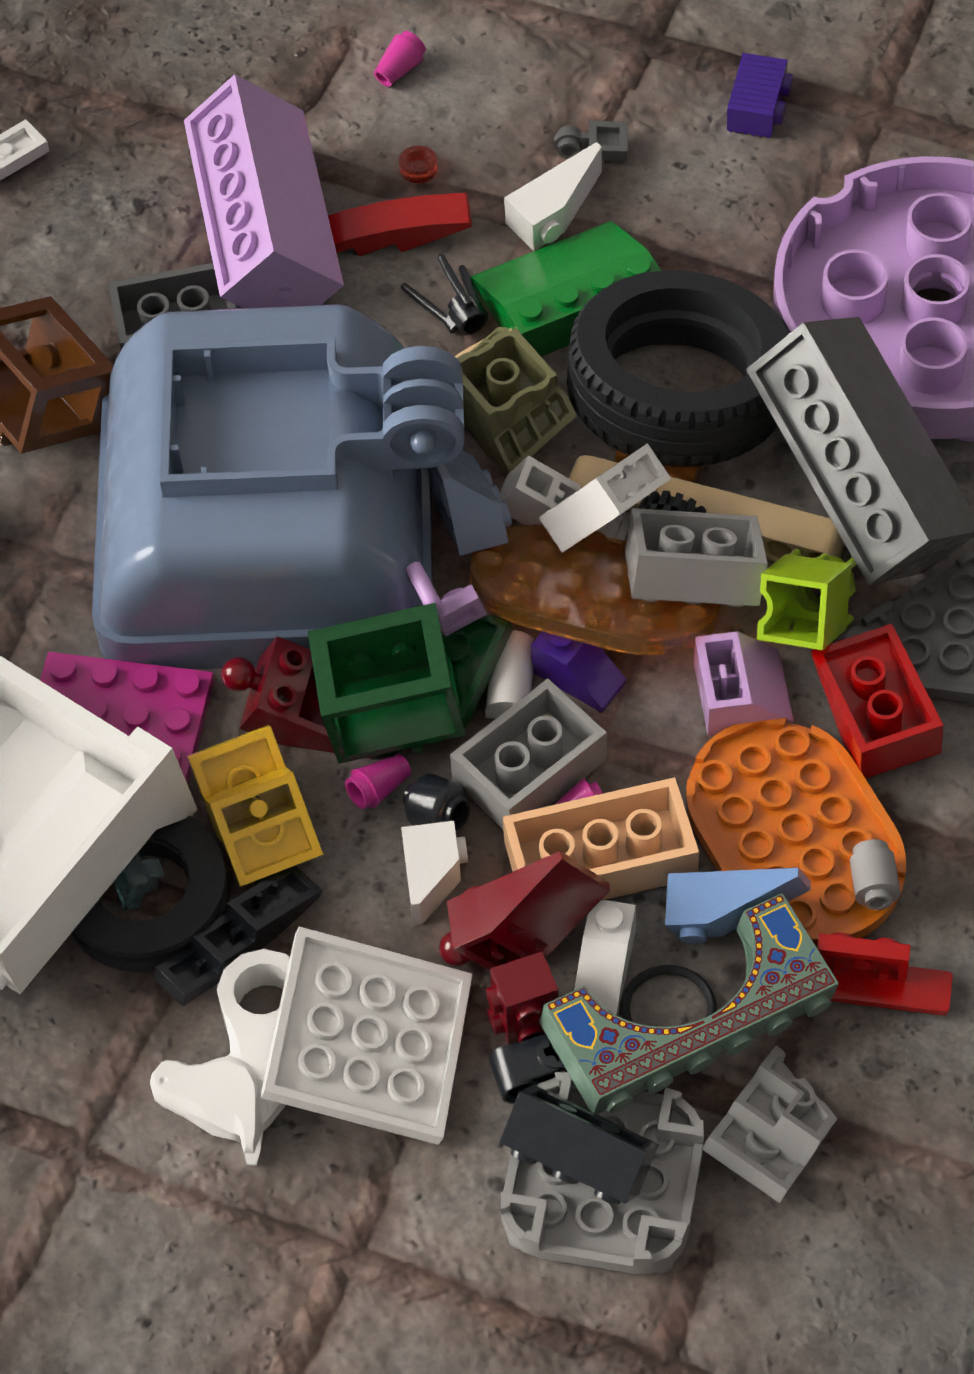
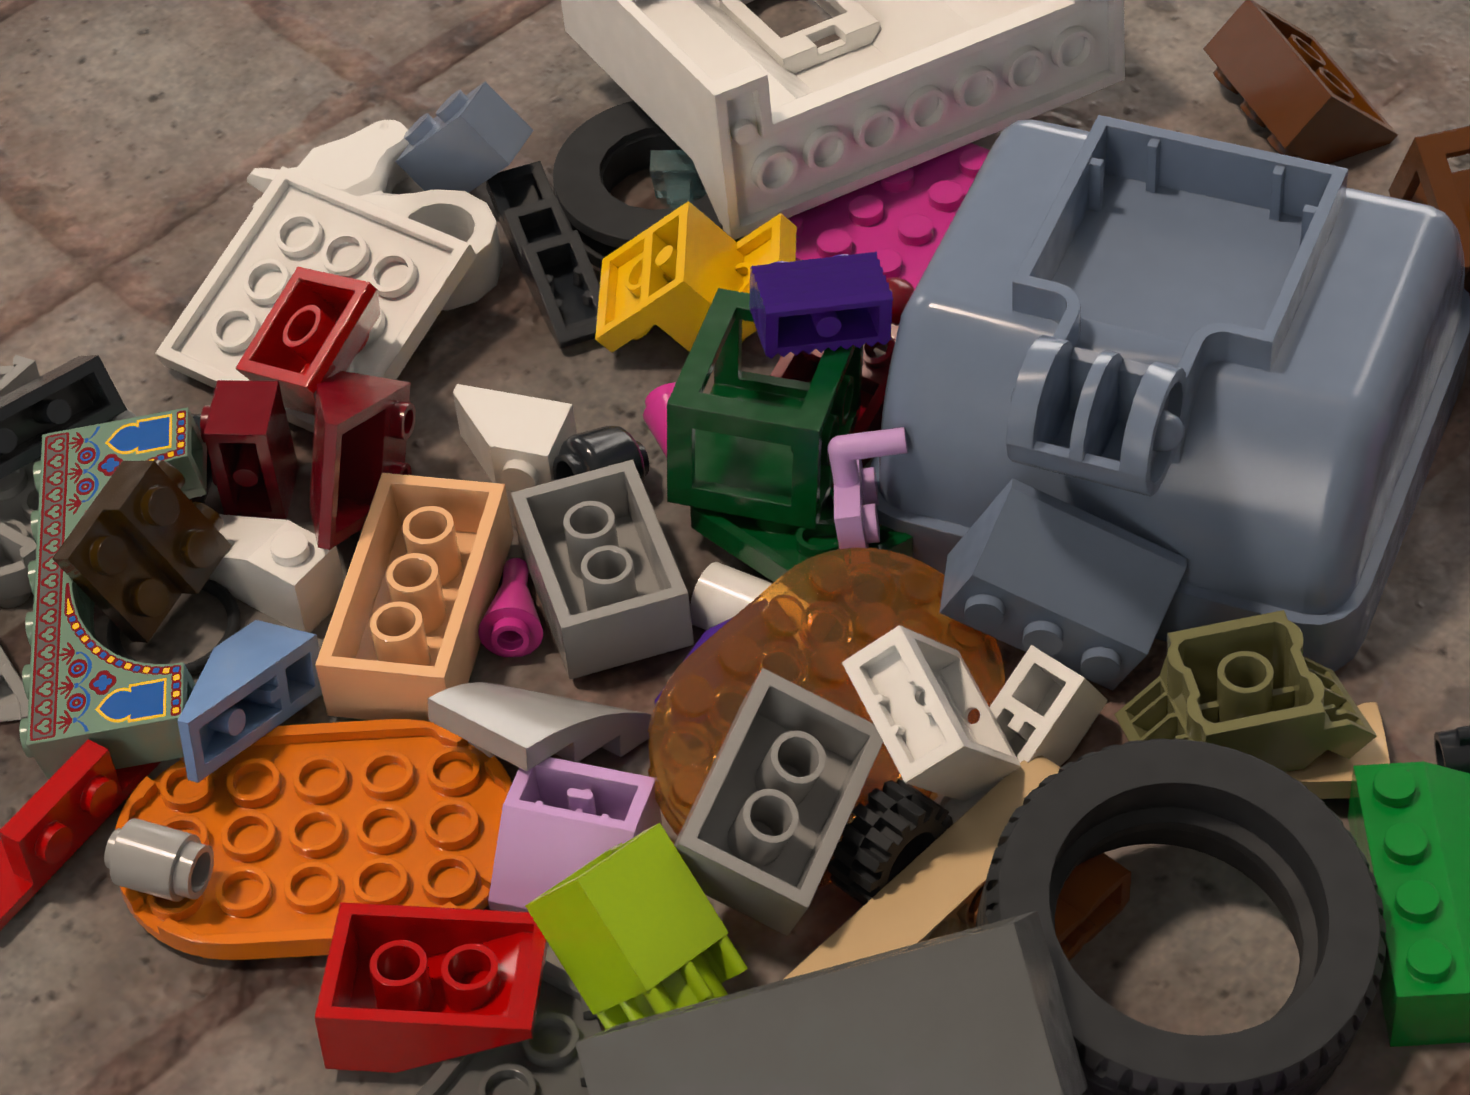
camera: 115 degrees right, 10 degrees down
(172, 1007) = (465, 141): none -> sand blue brick
(329, 634) = (820, 304): none -> dark purple brick
(438, 967) = (311, 334): none -> red slope
(643, 989) = (143, 546): none -> dark brown plate
(669, 730) = (535, 725): none -> light grey slope

